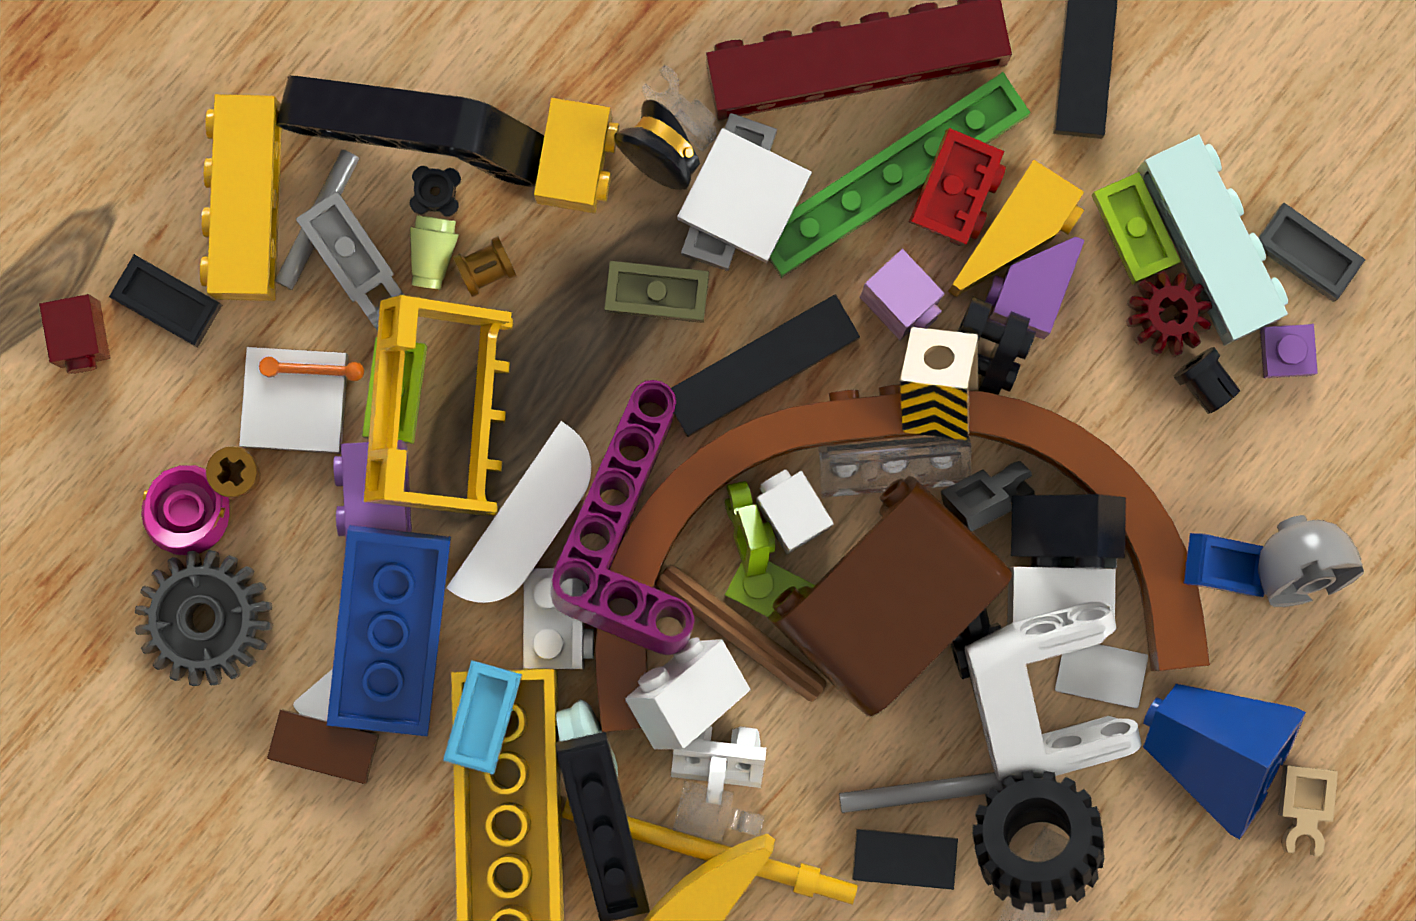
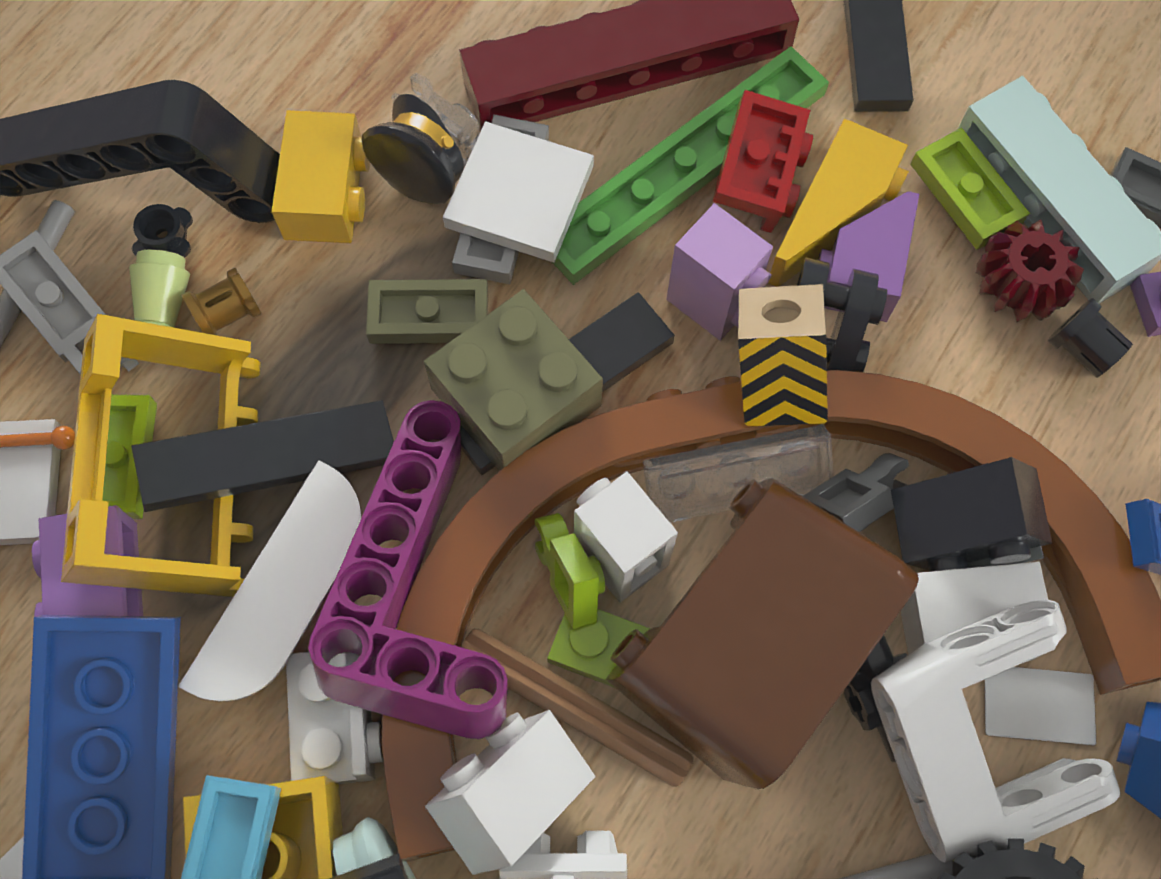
camera: 10 degrees left, 15 degrees down
(517, 407) = (260, 455): none -> black tile
(722, 373) = (514, 380): none -> olive brick

